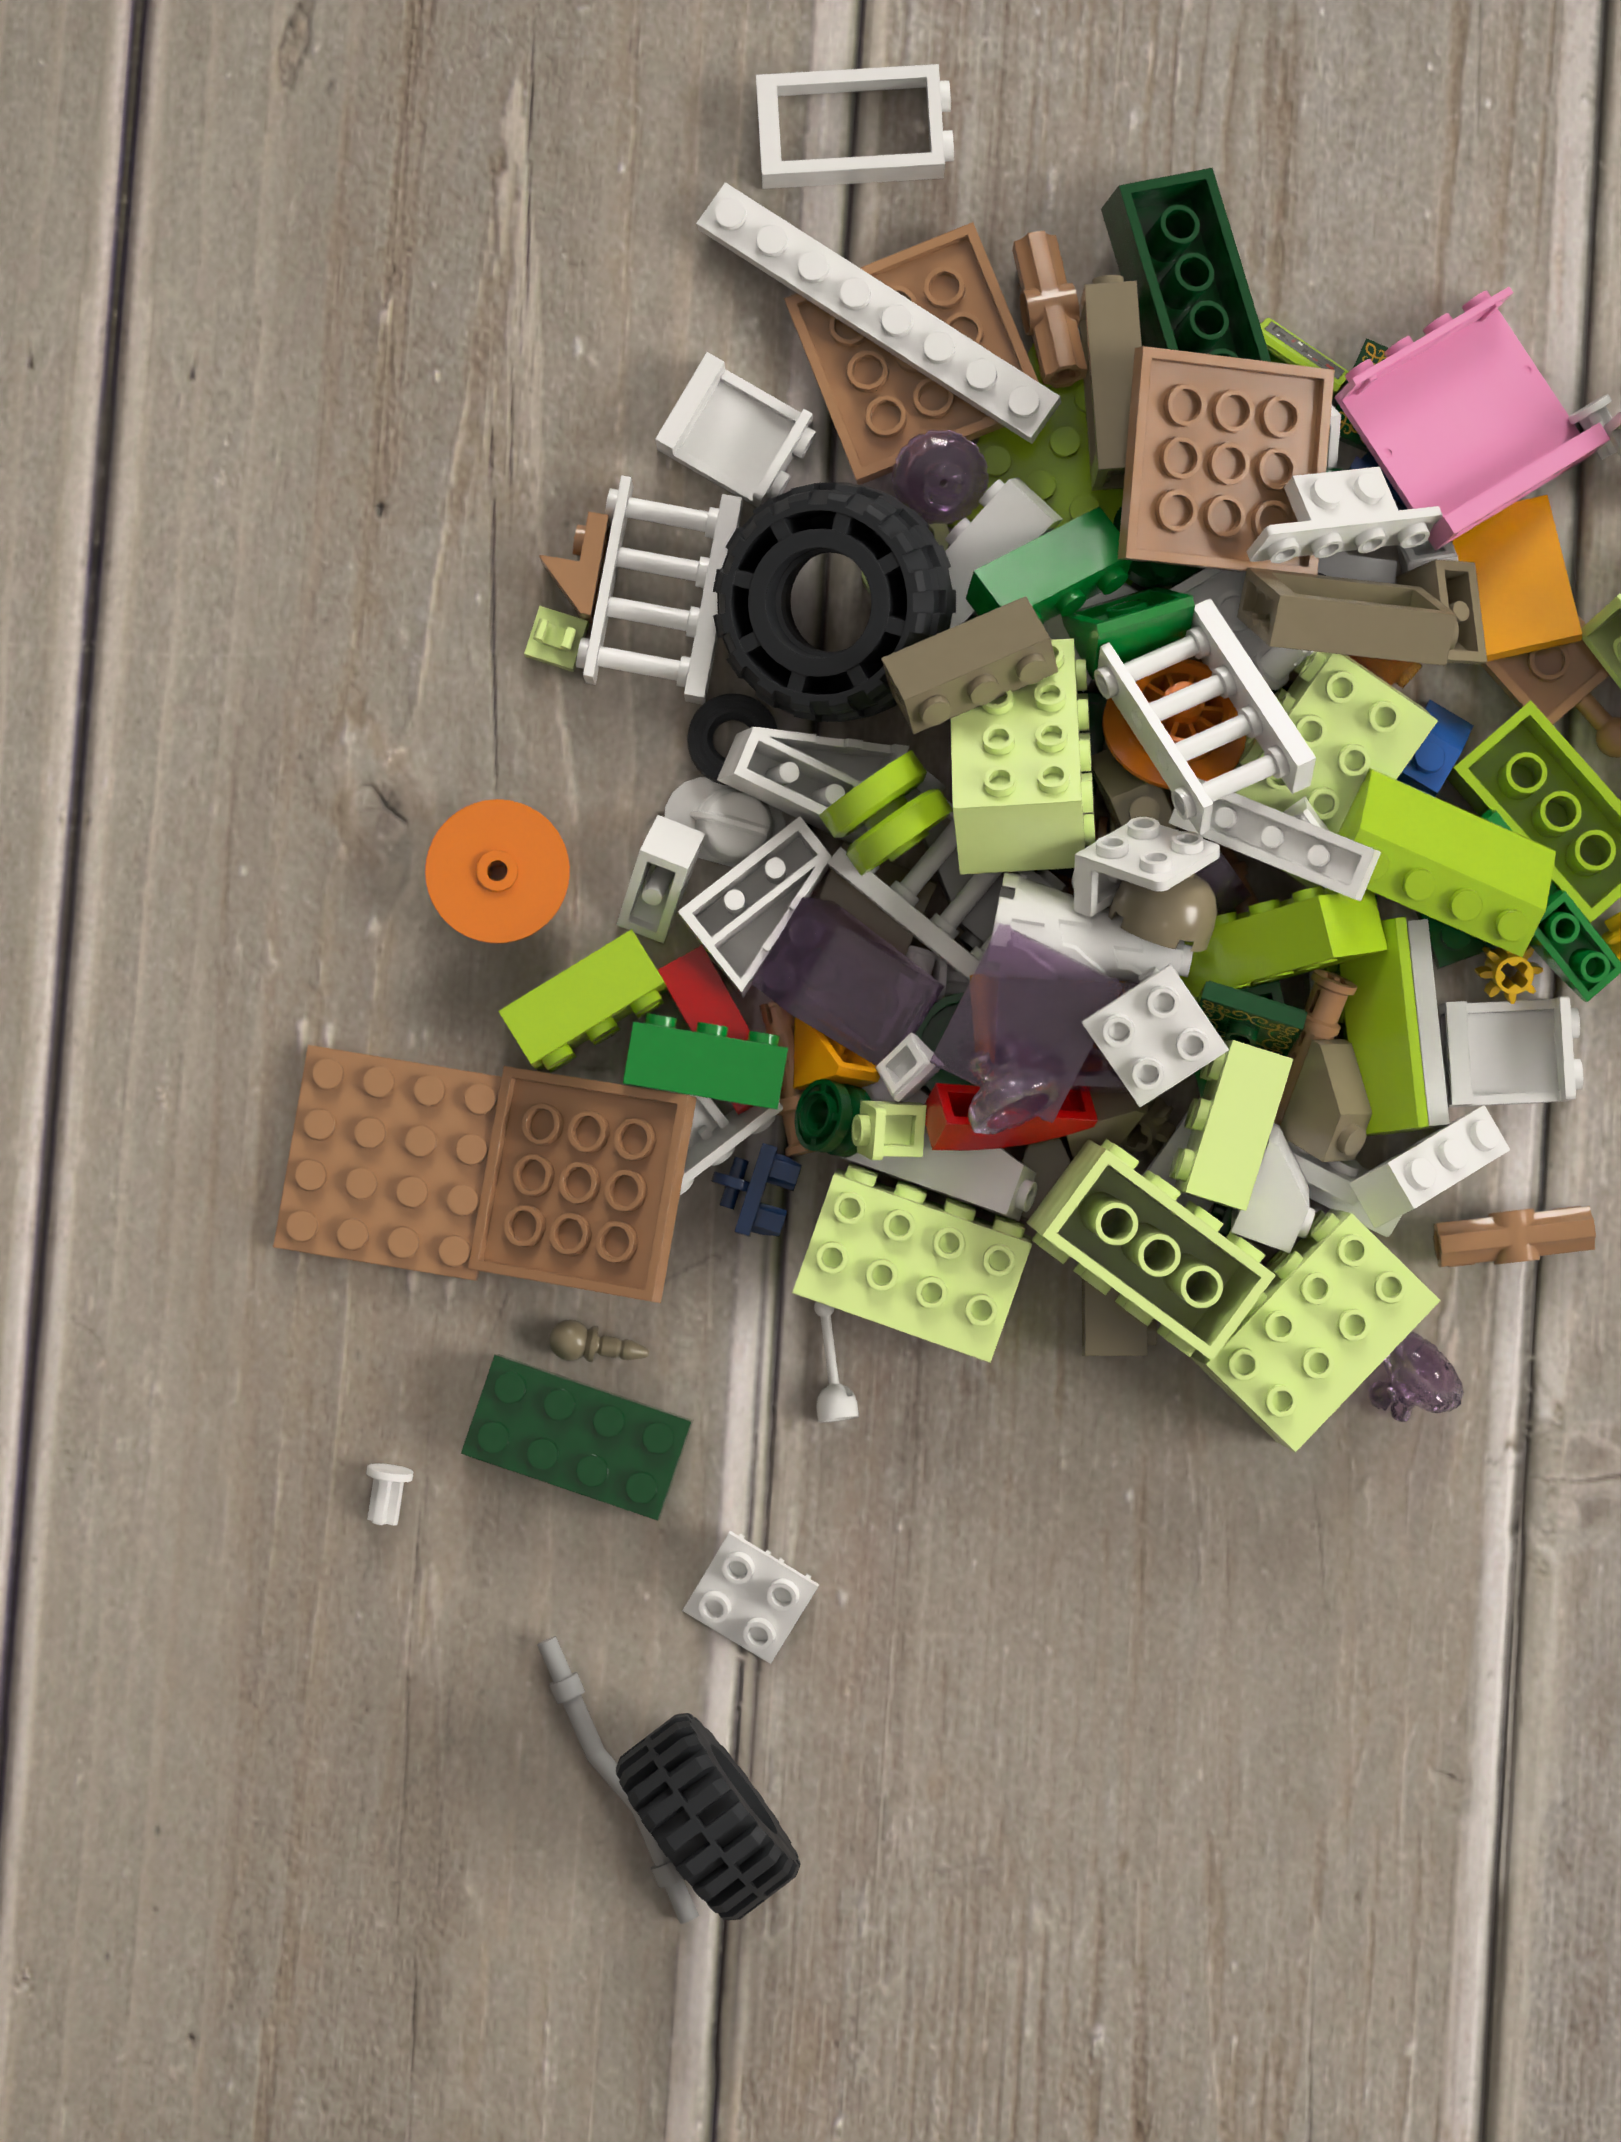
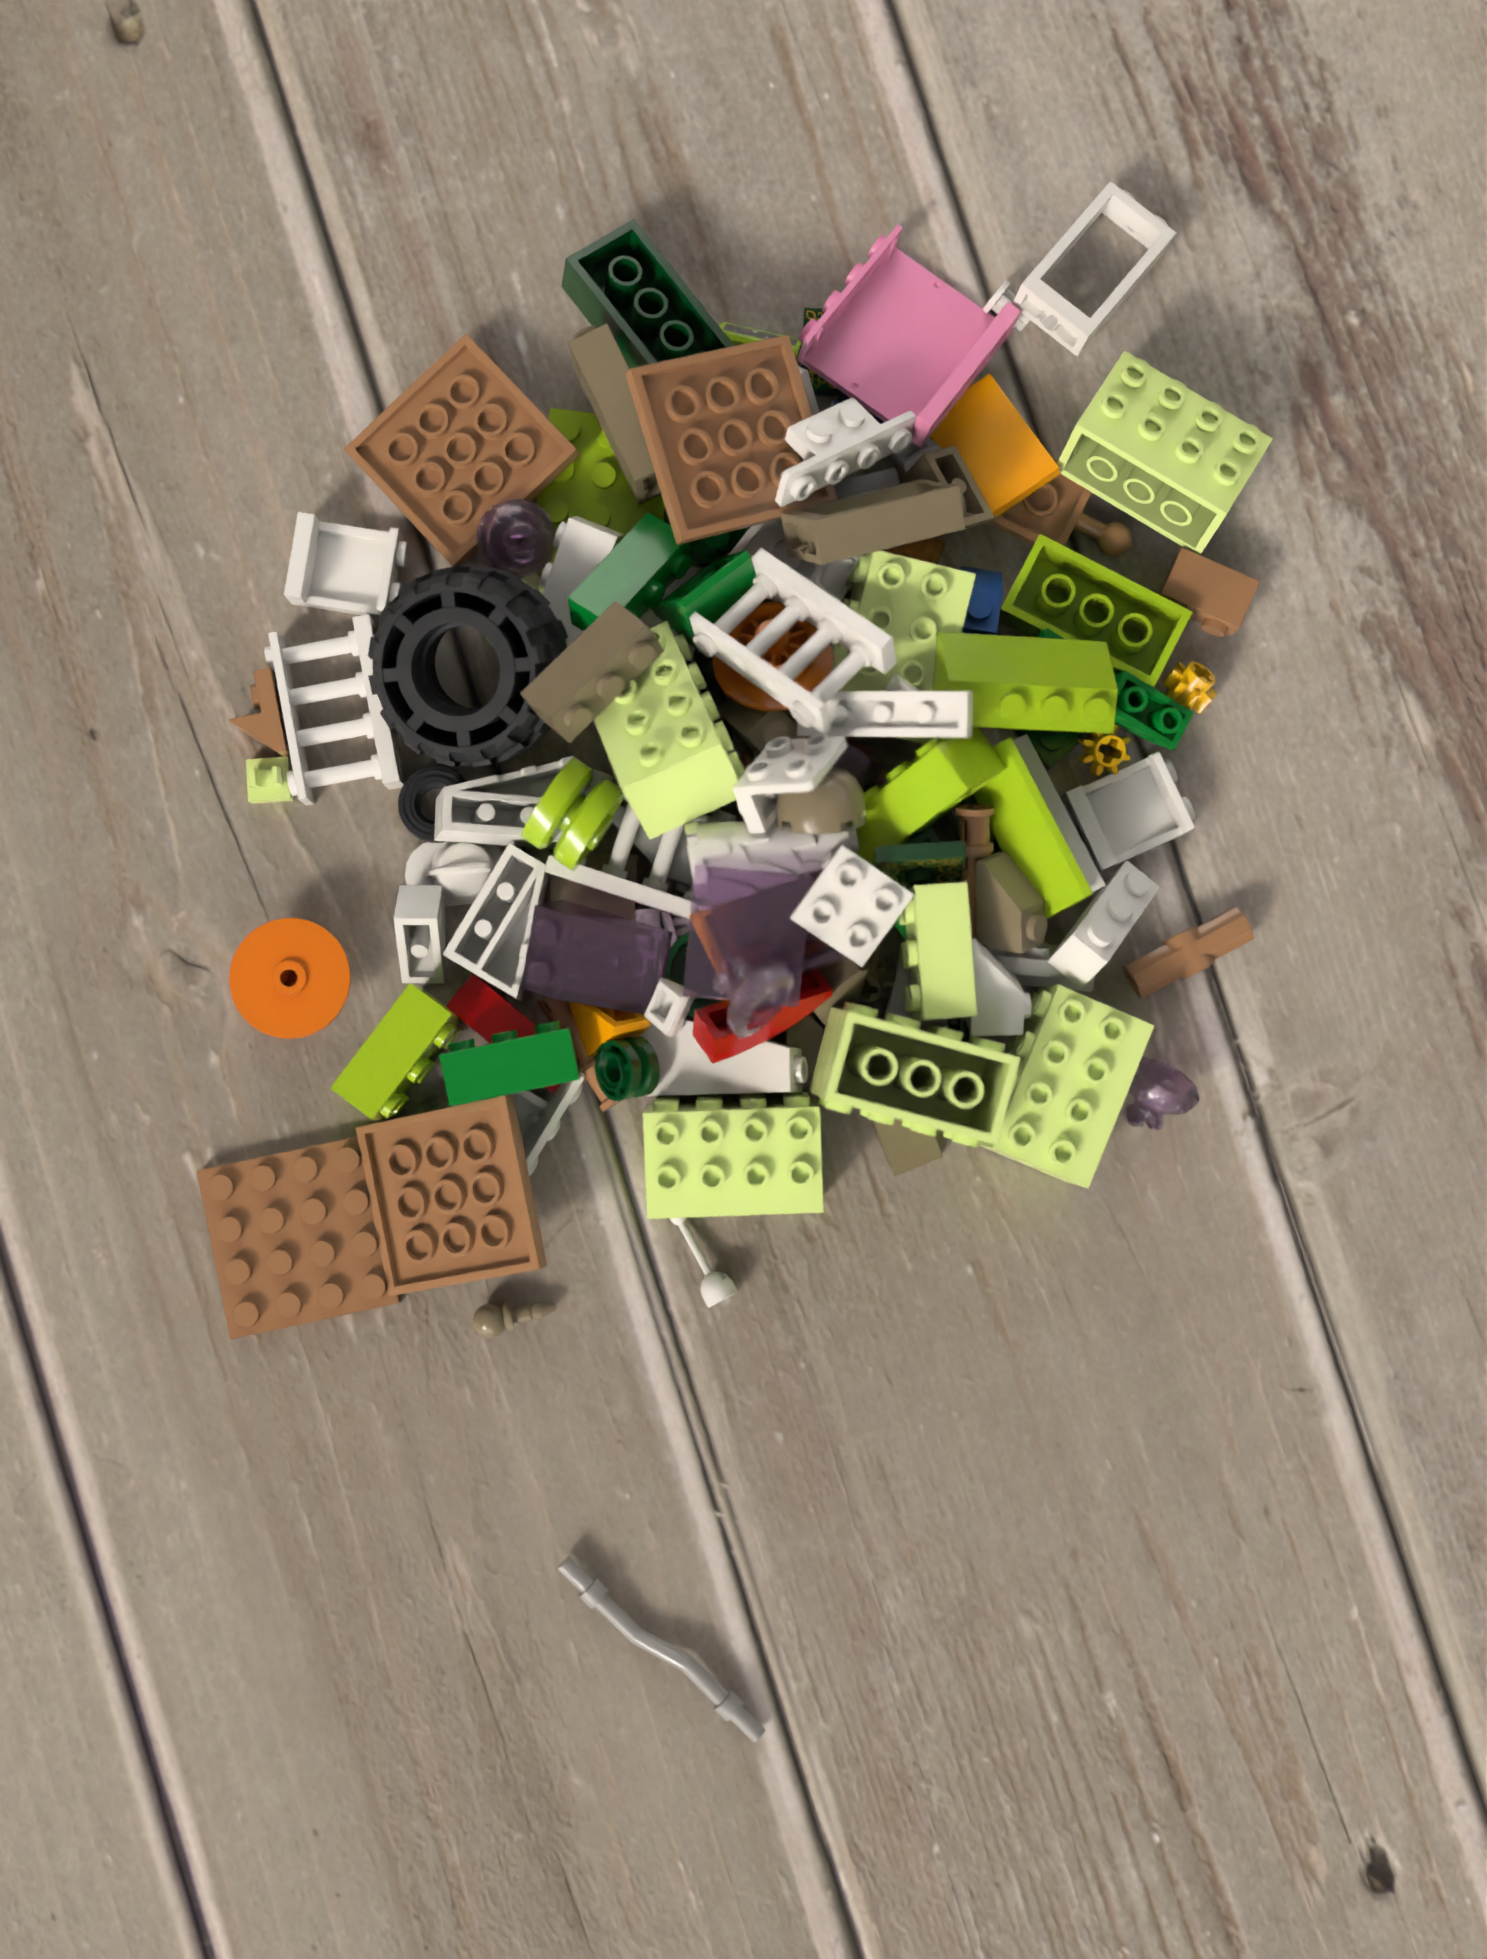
camera: 25 degrees left, 0 degrees up
(387, 1492) = (393, 1495): white piece -> none
(577, 1437) = (524, 1394): dark green brick -> none
(707, 1817) = (740, 1659): black tyre -> none
(750, 1597) = (708, 1465): white hinge -> none
(769, 1169) = (595, 1166): dark blue hips -> none
(852, 169) = (358, 329): white window -> none
(879, 313) = (420, 430): white plate -> none
(889, 1129) = (673, 1060): yellowish green bracket -> none
(1049, 309) = (551, 378): medium nougat piece -> none

